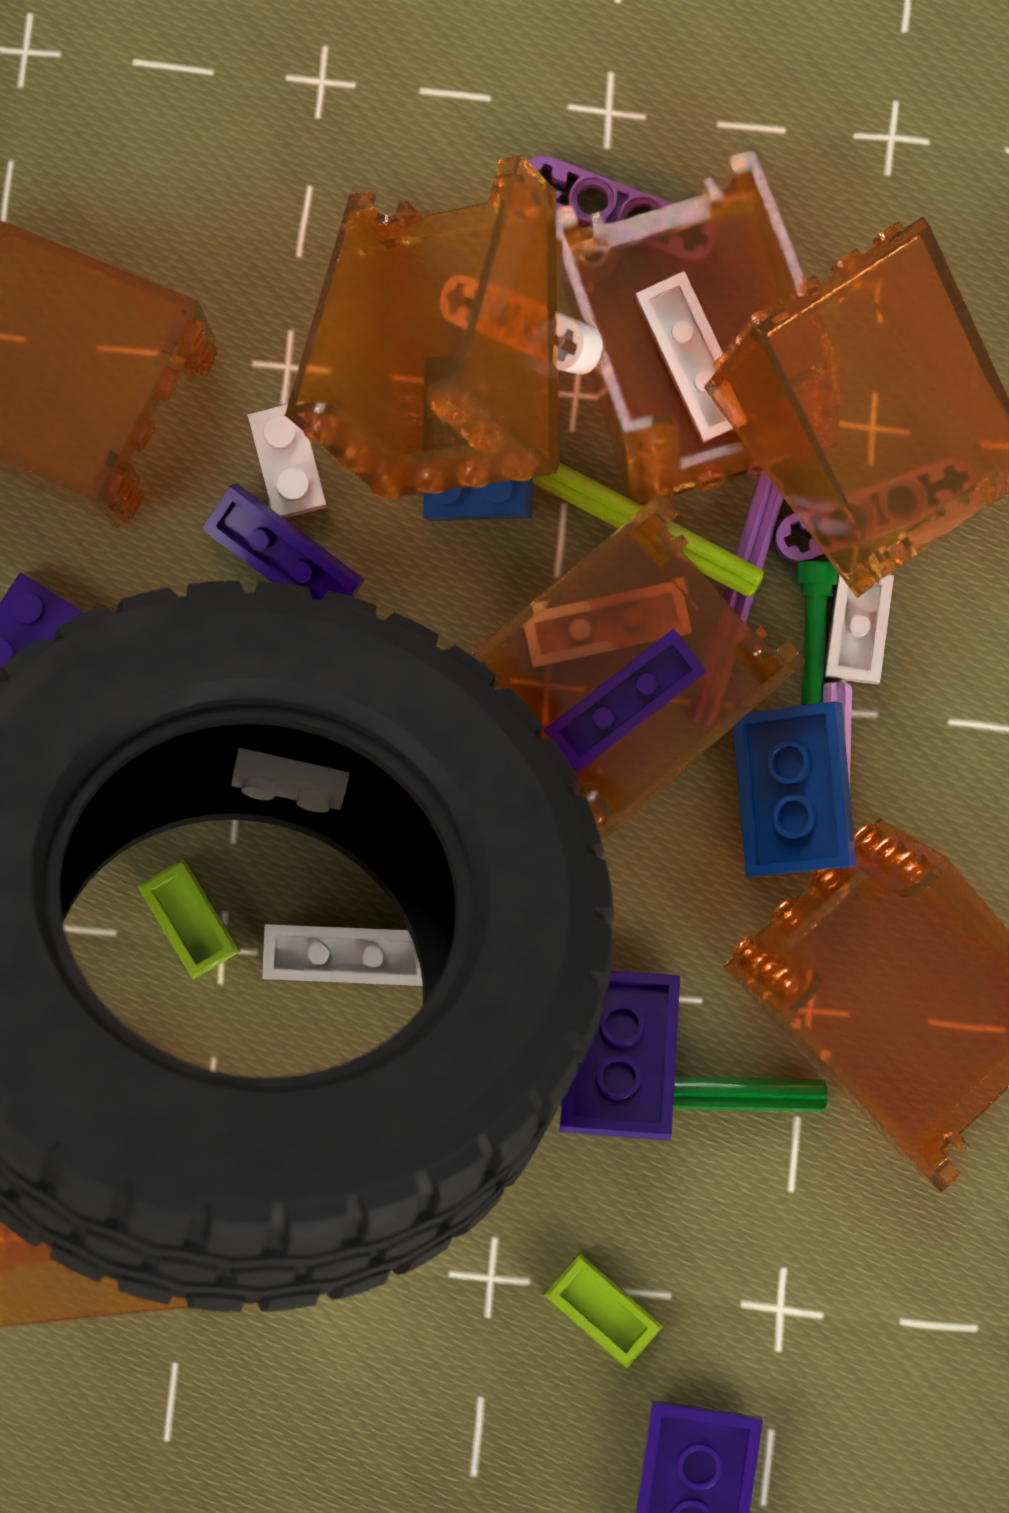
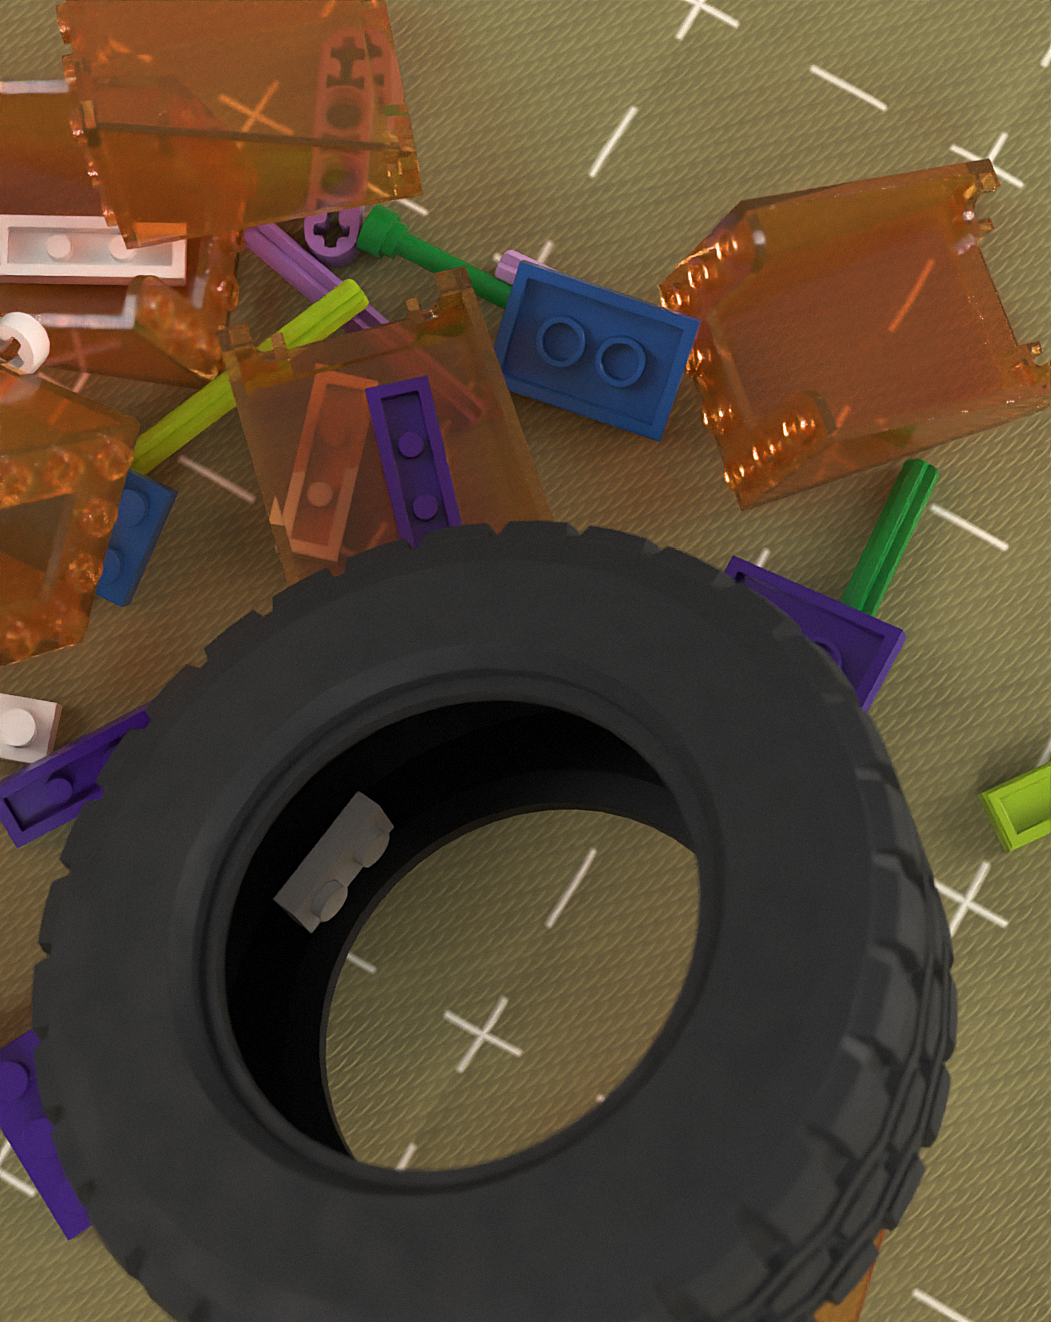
camera: 65 degrees left, 5 degrees down
(189, 918) = (434, 1055): lime tile -> none
(340, 955) = (551, 901): white plate -> none
(858, 633) = (457, 218): white plate -> none

